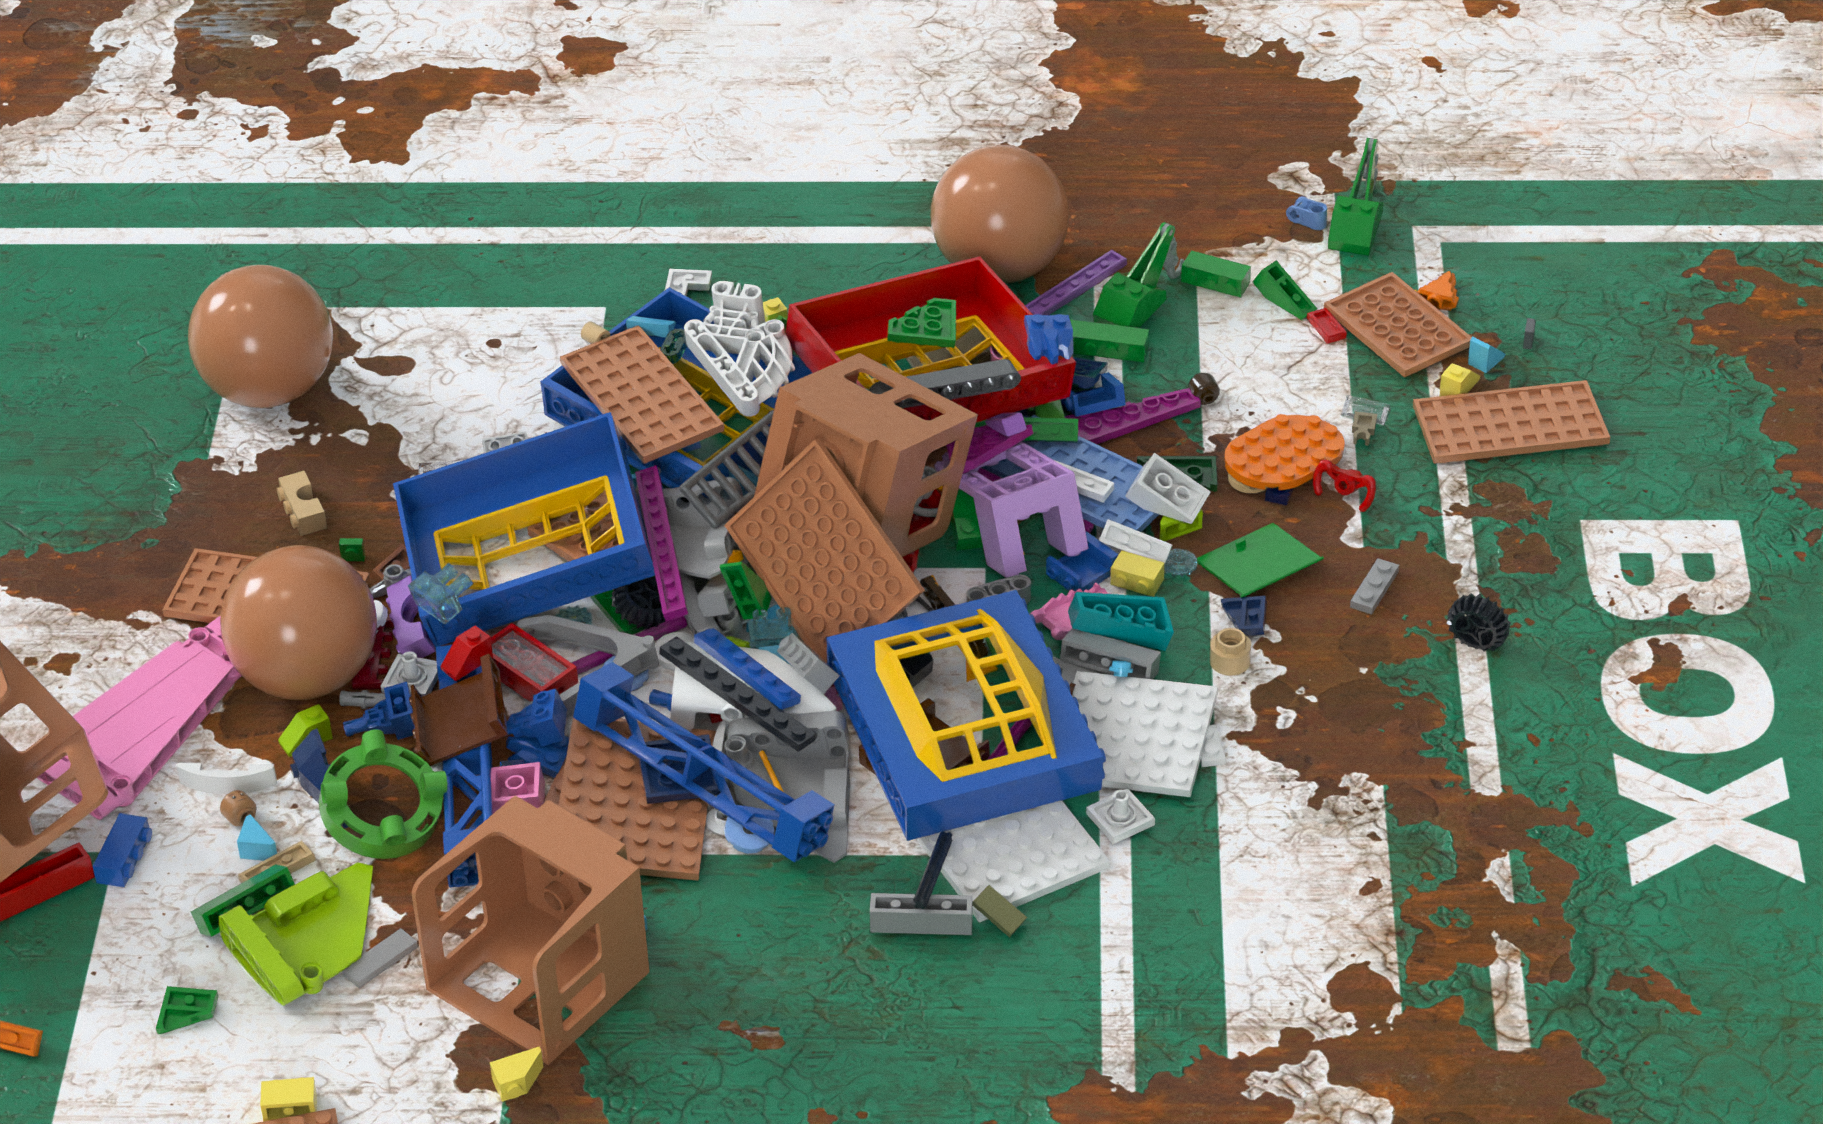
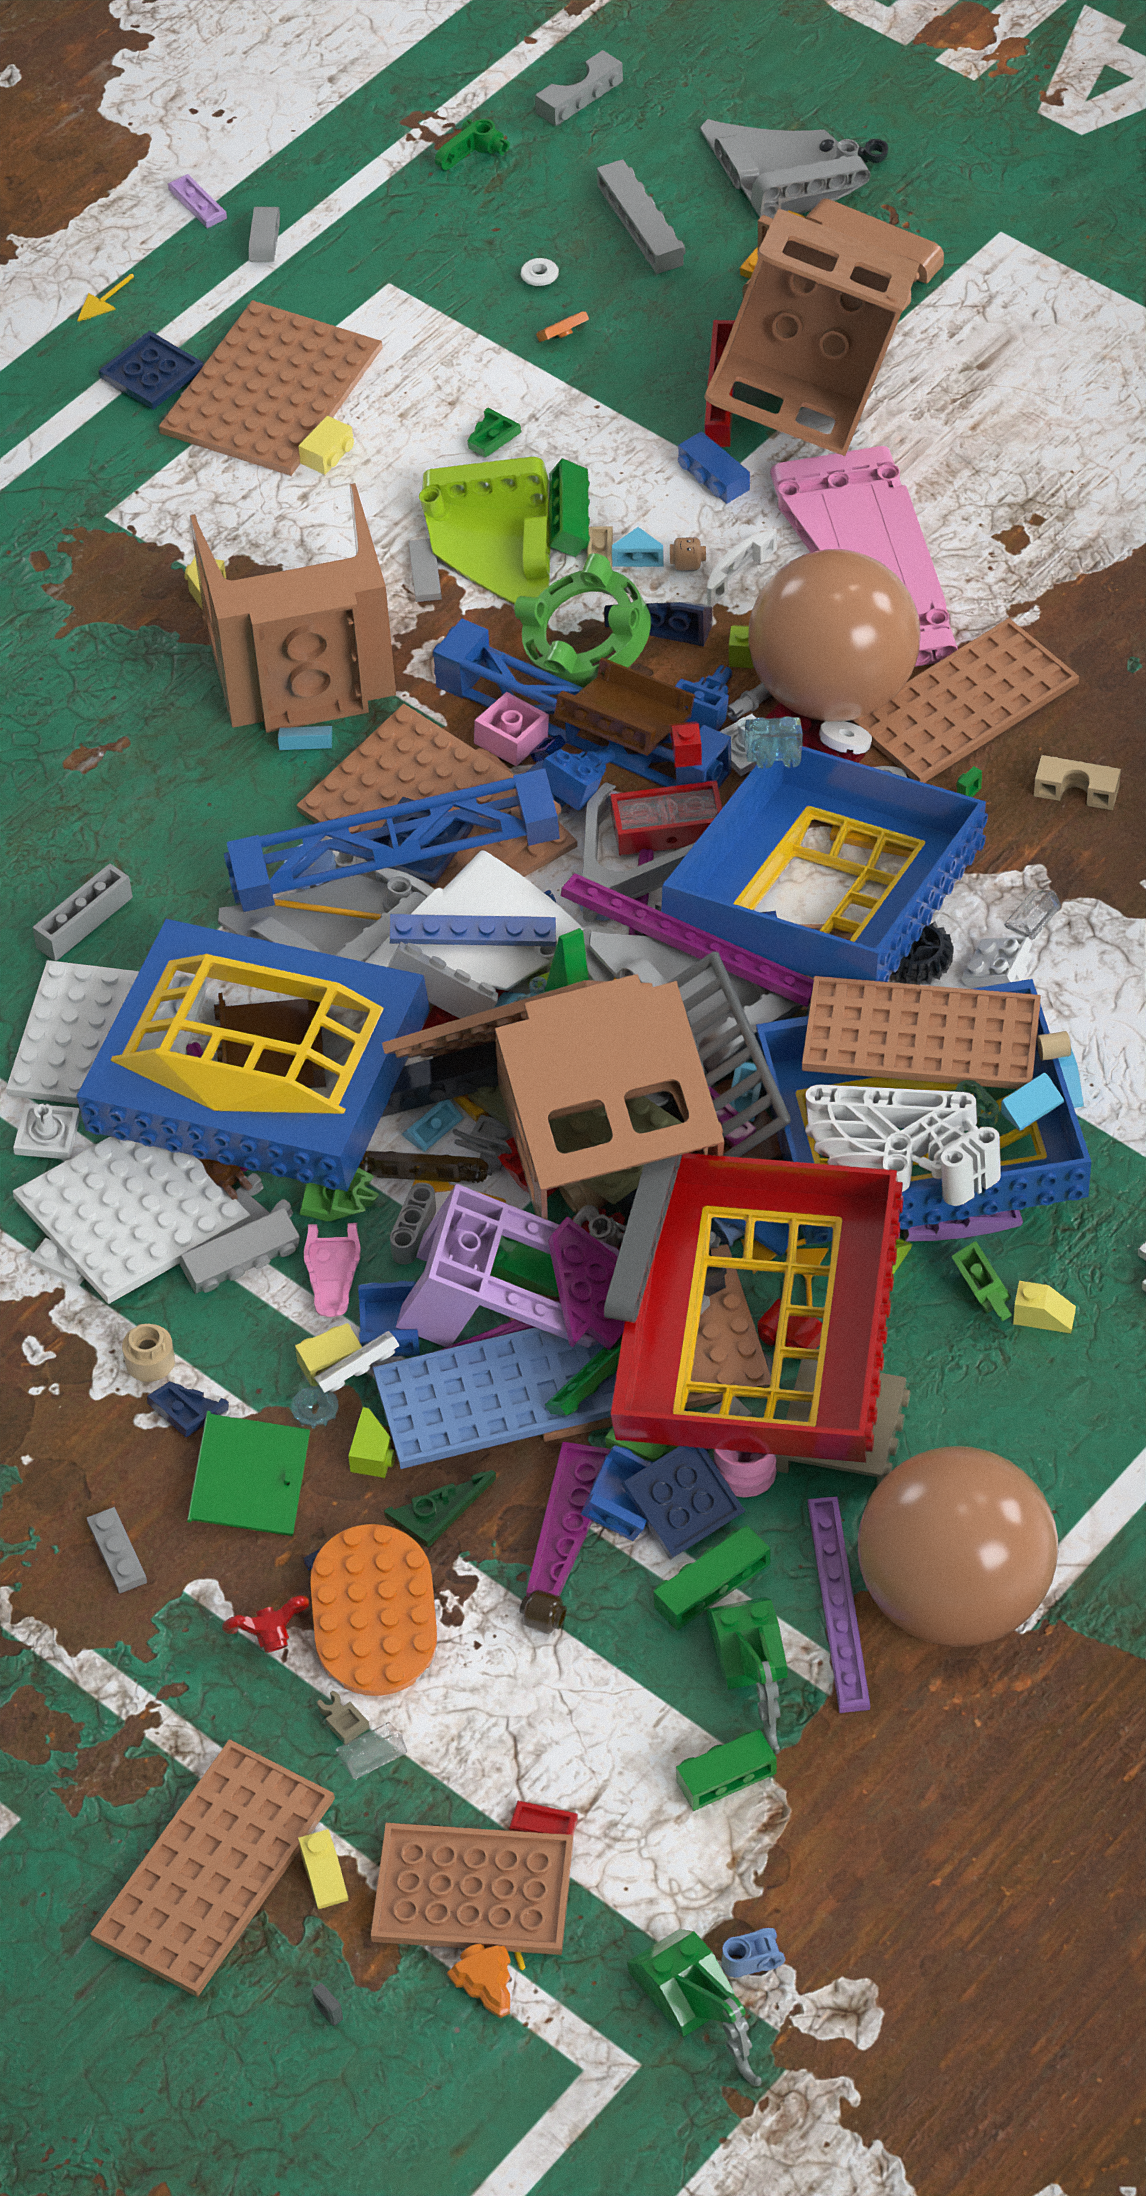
camera: 130 degrees right, 10 degrees up
(737, 694) = (444, 898): black plate -> none
(926, 325) = (760, 1280): green plate -> none
(932, 870) = (104, 927): black axle -> none
(999, 910) = (32, 970): olive tile -> none
(1007, 423) = (581, 1318): medium lavender slope -> none
(1049, 336) = (658, 1399): blue plate -> none
(1091, 485) = (481, 1362): white plate -> none
(1121, 668) = (203, 1231): medium azure plate -> none
(1123, 617) = (266, 1279): teal wedge -> none
(1167, 491) = (390, 1423): white slope -> none
(1283, 291) = (631, 1811): green slope -> none
(1483, 355) = (338, 1931): medium azure slope -> none

